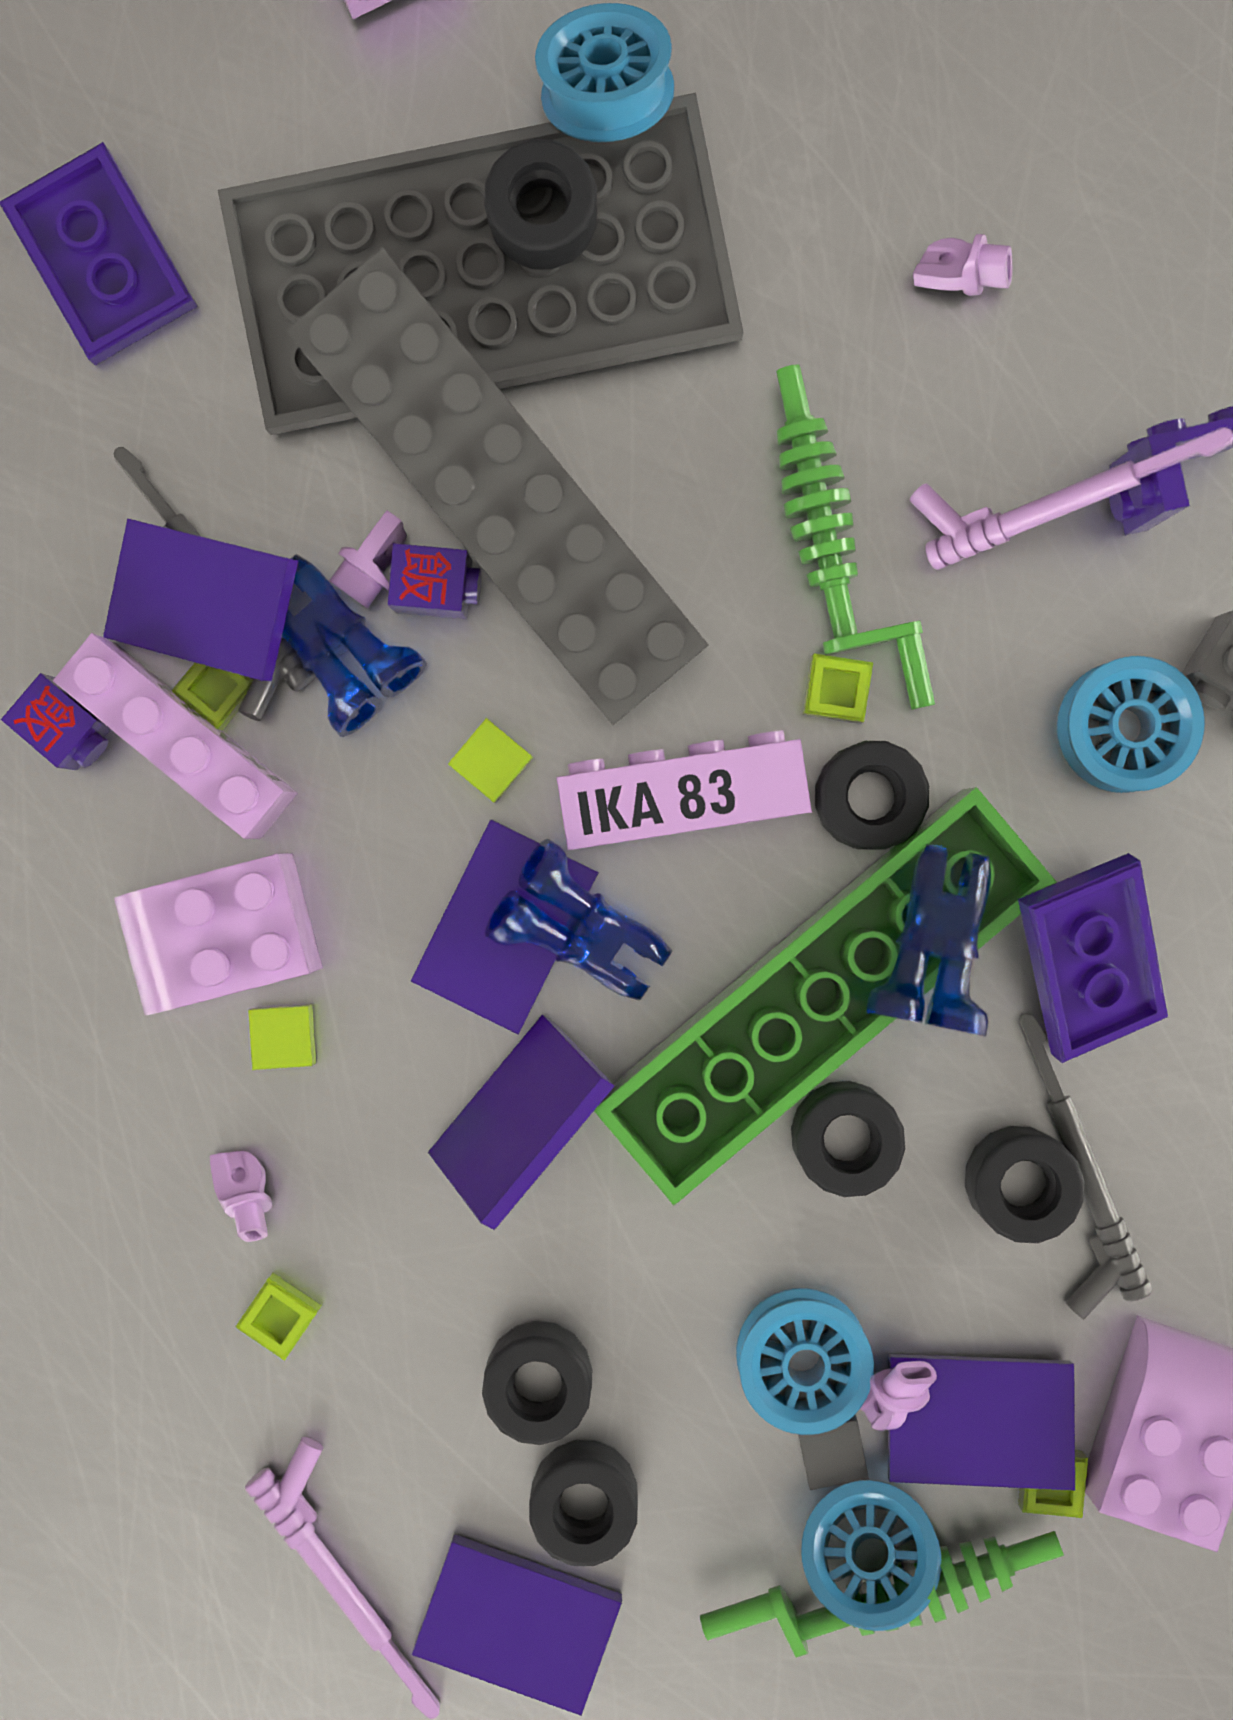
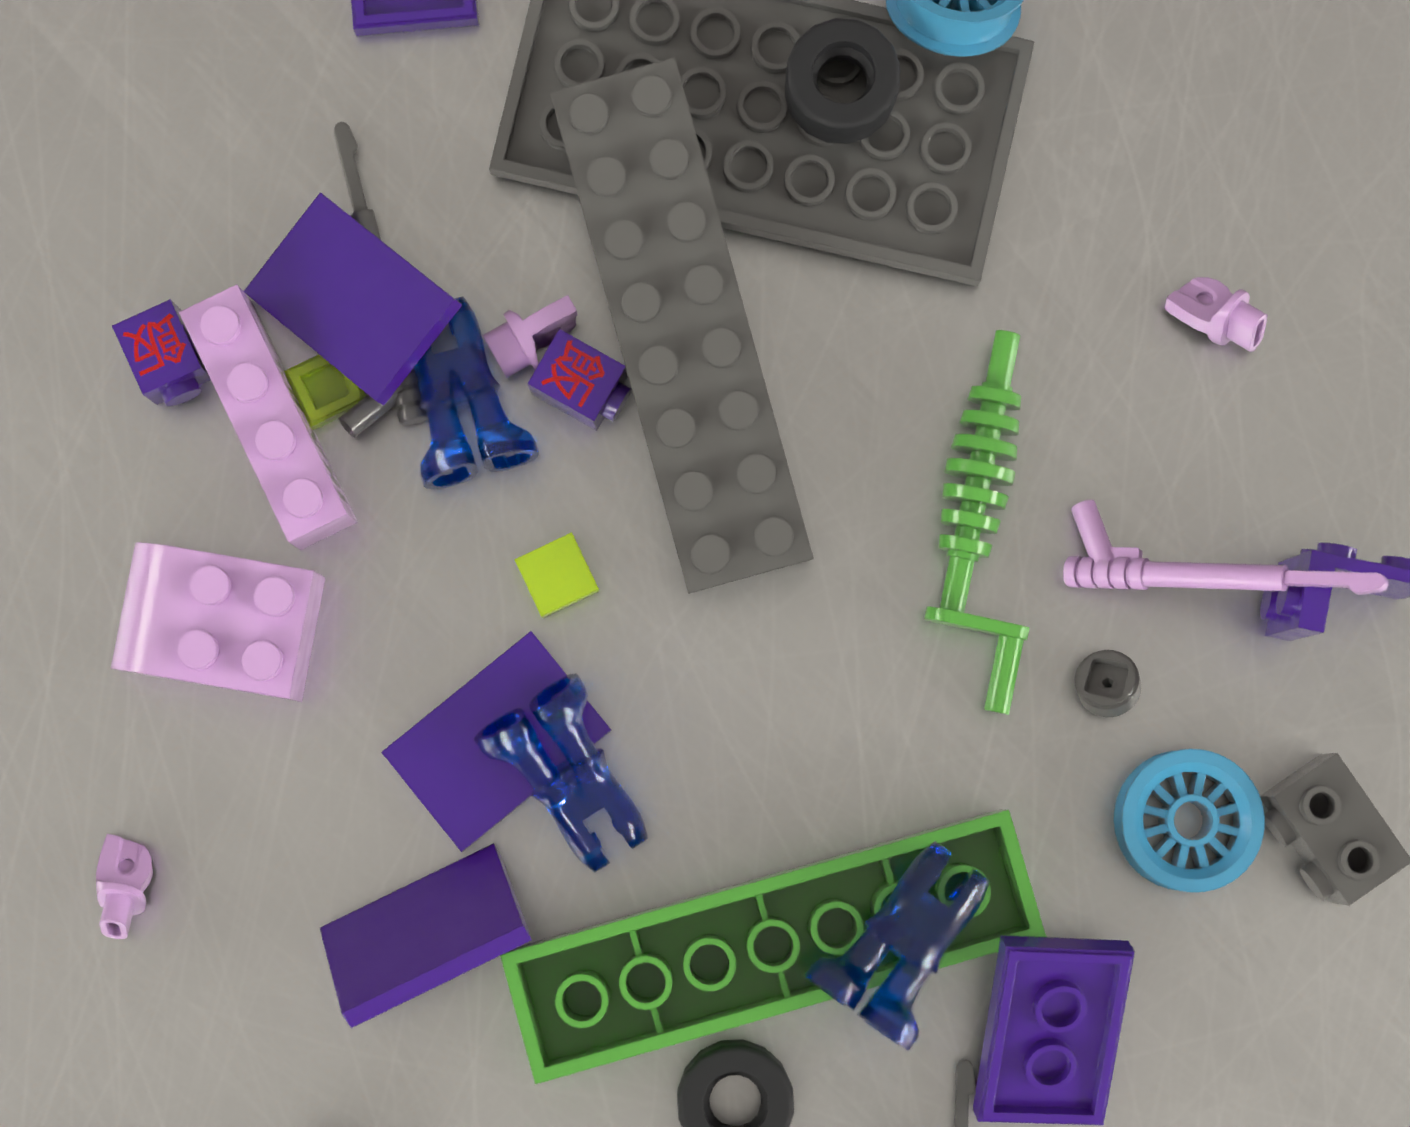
camera: 20 degrees right, 5 degrees down
(278, 1316) = (97, 1024): lime tile -> none
(282, 1037) = (231, 750): lime tile -> none
(685, 792) = (727, 690): lavender brick -> none
(837, 688) = (922, 657): lime tile -> none
(909, 788) = (947, 766): black tyre -> none
(1009, 638) = (1108, 683): none -> dark grey tile

